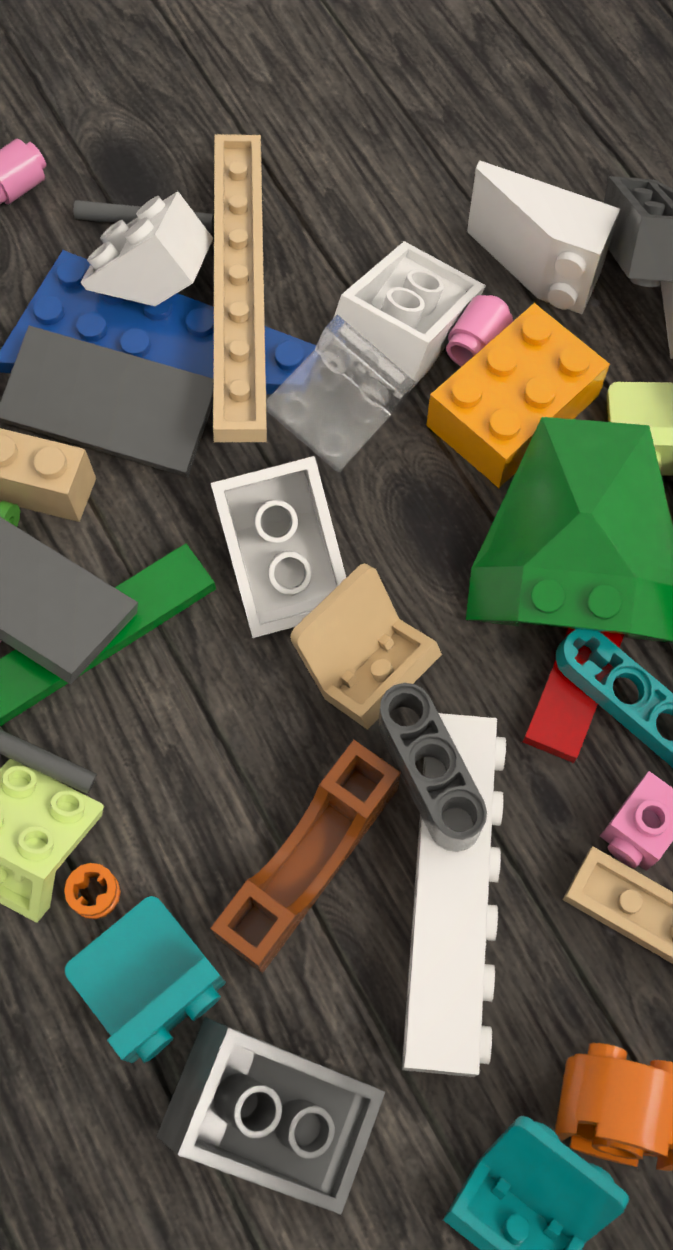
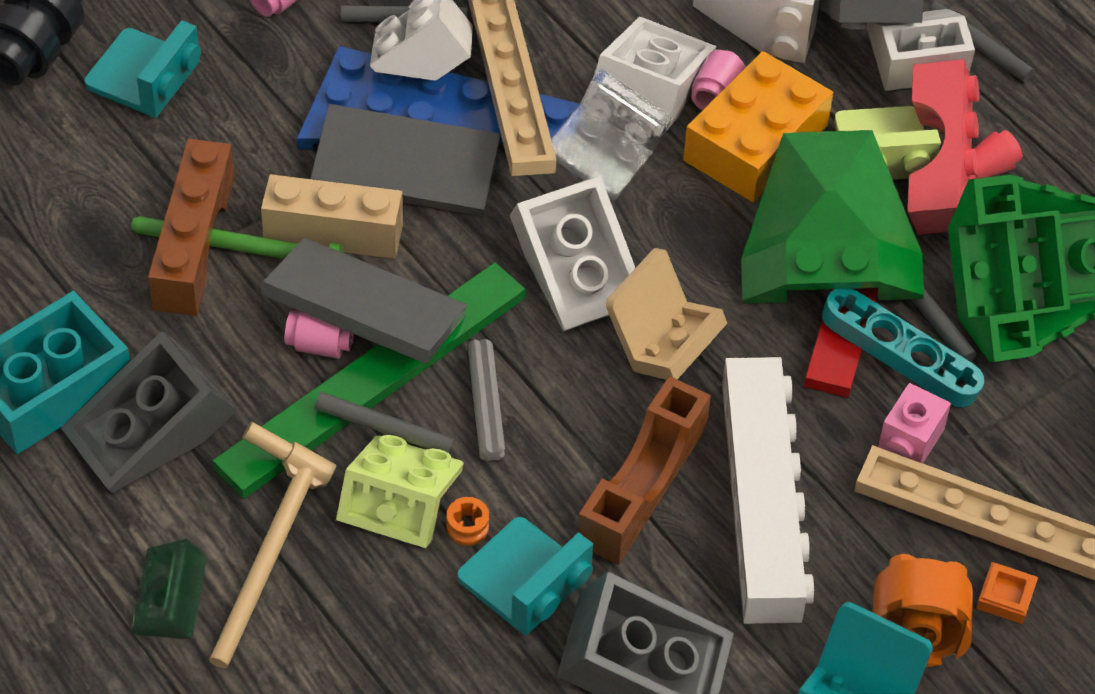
camera: 10 degrees left, 15 degrees down
(144, 726) = (486, 400): none -> light grey axle
(431, 739) = (716, 367): dark grey beam -> none

